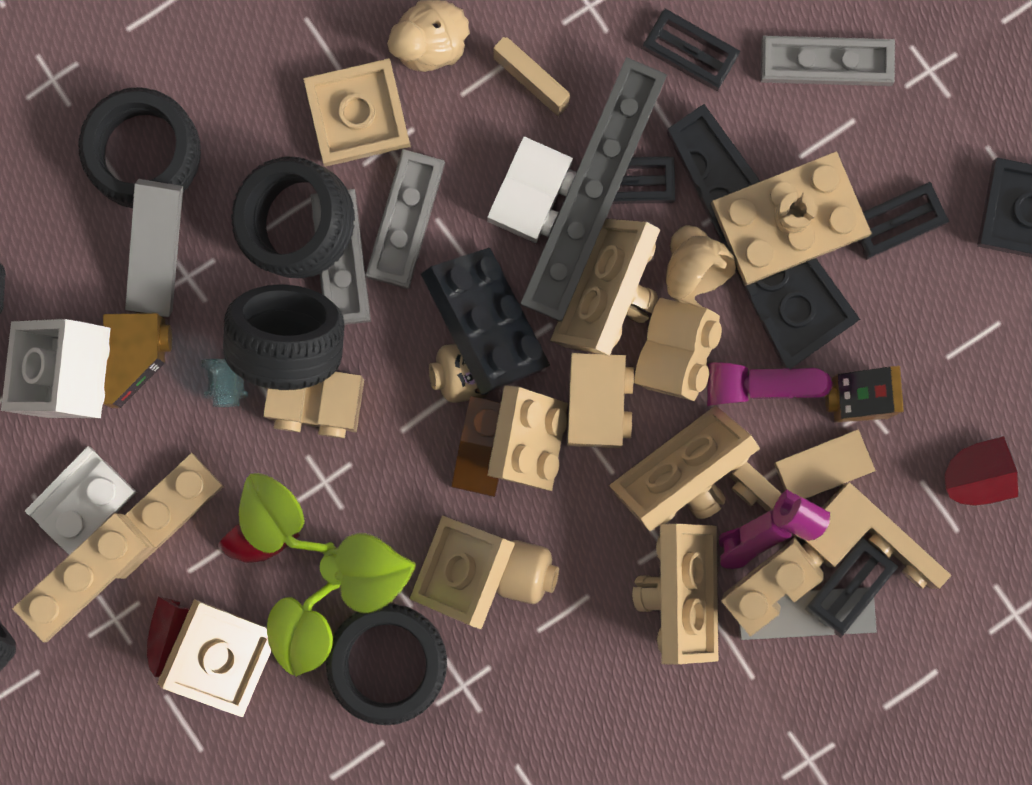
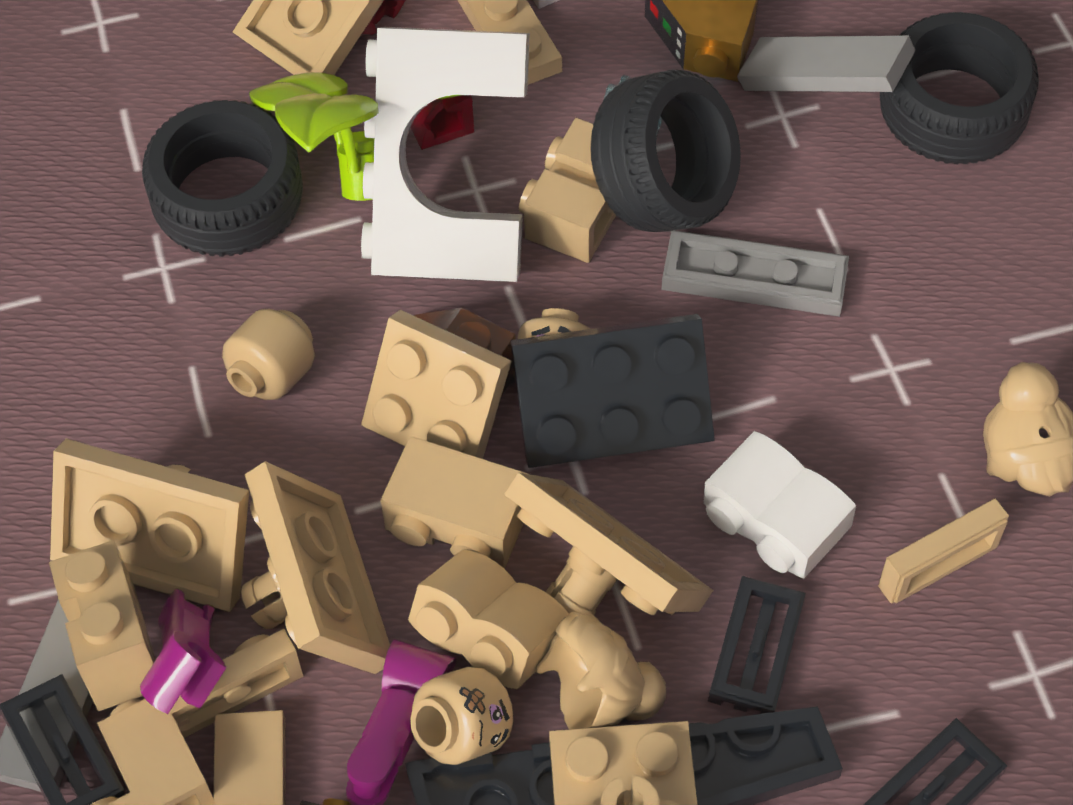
camera: 110 degrees right, 25 degrees down
(252, 208) = (812, 246): black tyre -> none
(300, 517) = (409, 230): none -> white arch
(356, 112) = (945, 333): tan plate -> none
(405, 219) = (787, 358): light grey tile -> none
(462, 572) = (295, 278): tan plate -> none
(593, 189) = (760, 580): dark grey plate -> none
(752, 341) = (461, 715): none -> tan head

